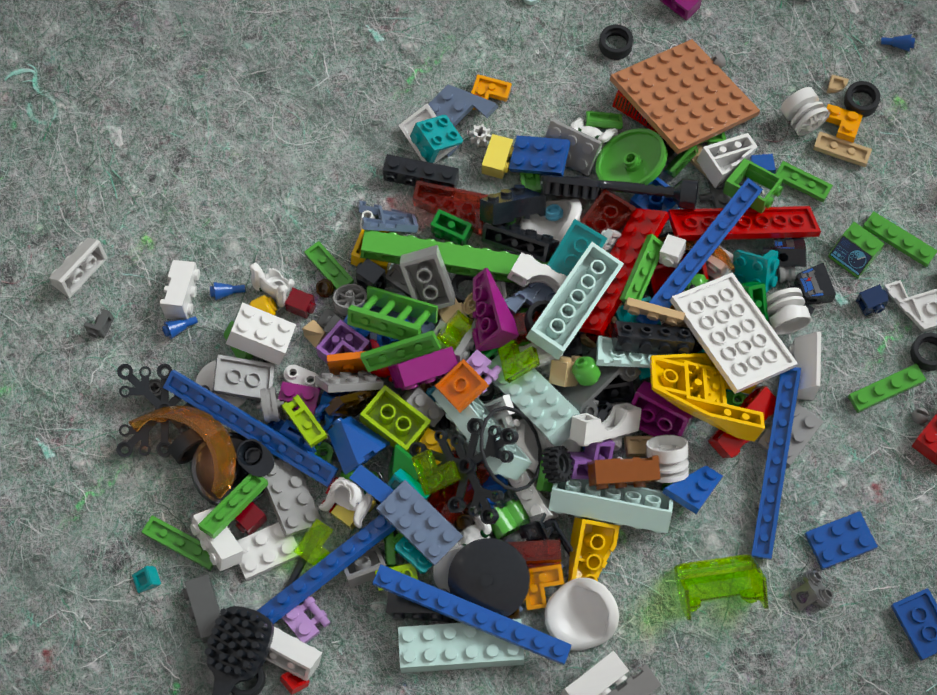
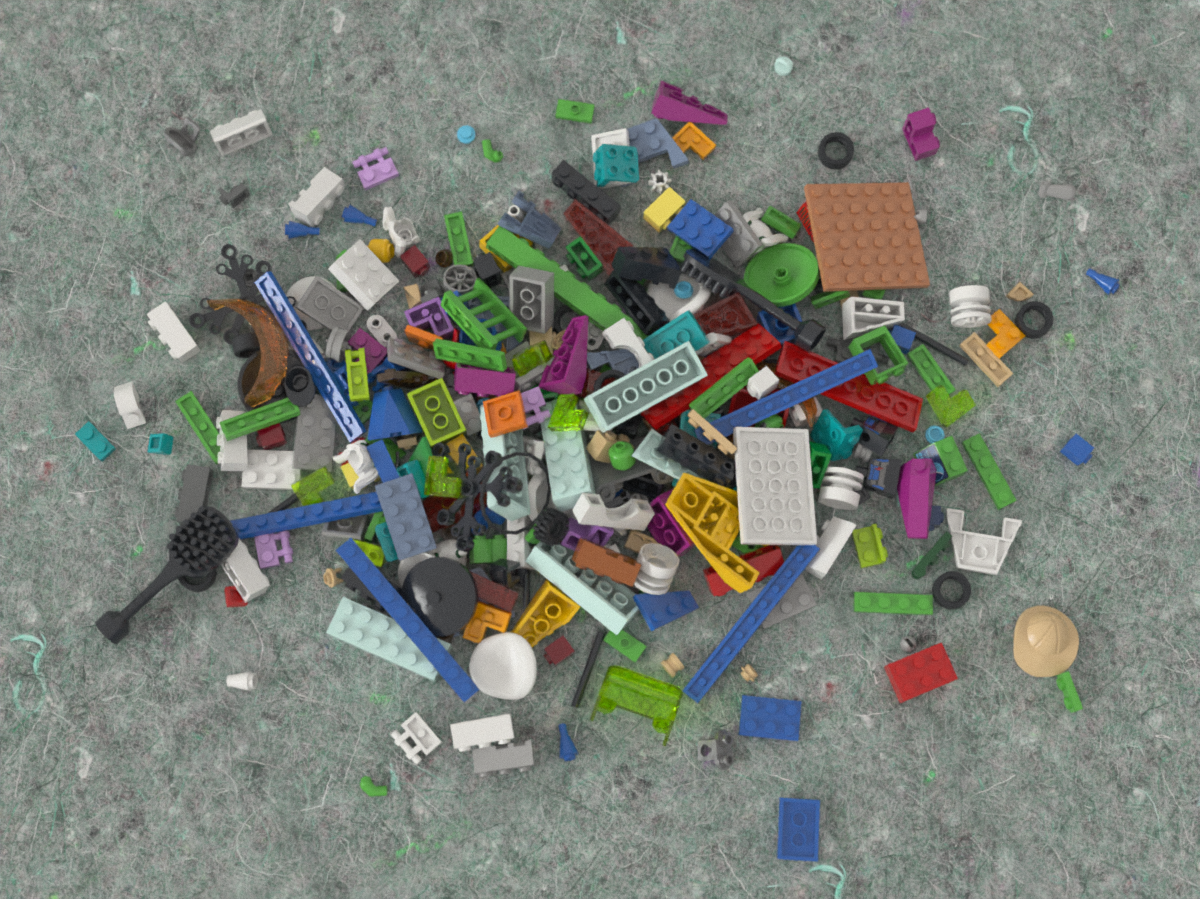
camera: 25 degrees right, 10 degrees up
(26, 300) = (181, 139): none -> flat silver bracket
(82, 607) = (95, 441): none -> teal plate
(99, 556) = (128, 405): none -> white brick
(106, 472) = (172, 333): none -> white brick
(222, 246) = (377, 173): none -> lavender plate
(286, 175) = (466, 134): none -> medium azure plate
(316, 182) = (491, 154): none -> bright green arm
(371, 113) = (575, 111): none -> bright green plate
(374, 617) = (330, 577): none -> tan plate
(379, 461) = (407, 441): none -> tan plate
(455, 68) = (675, 106): none -> magenta wedge
(621, 577) = (558, 651): none -> dark red brick
(656, 581) = (588, 669): none -> black bar
(676, 541) = (625, 644): none -> bright green plate
(678, 660) = (567, 748): none -> blue cone
(729, 537) = (672, 665): none -> tan wheel
(799, 158) = (936, 345): none -> black bar
(799, 510) = (748, 673): none -> tan plate
(835, 202) = (949, 408): none -> clear neon green plate
(836, 230) = (934, 434): none -> medium azure plate
(839, 349) = (869, 546): none -> lime bracket
(854, 285) = (915, 496): none -> magenta wedge
(895, 332) = (931, 556): none -> dark green plate

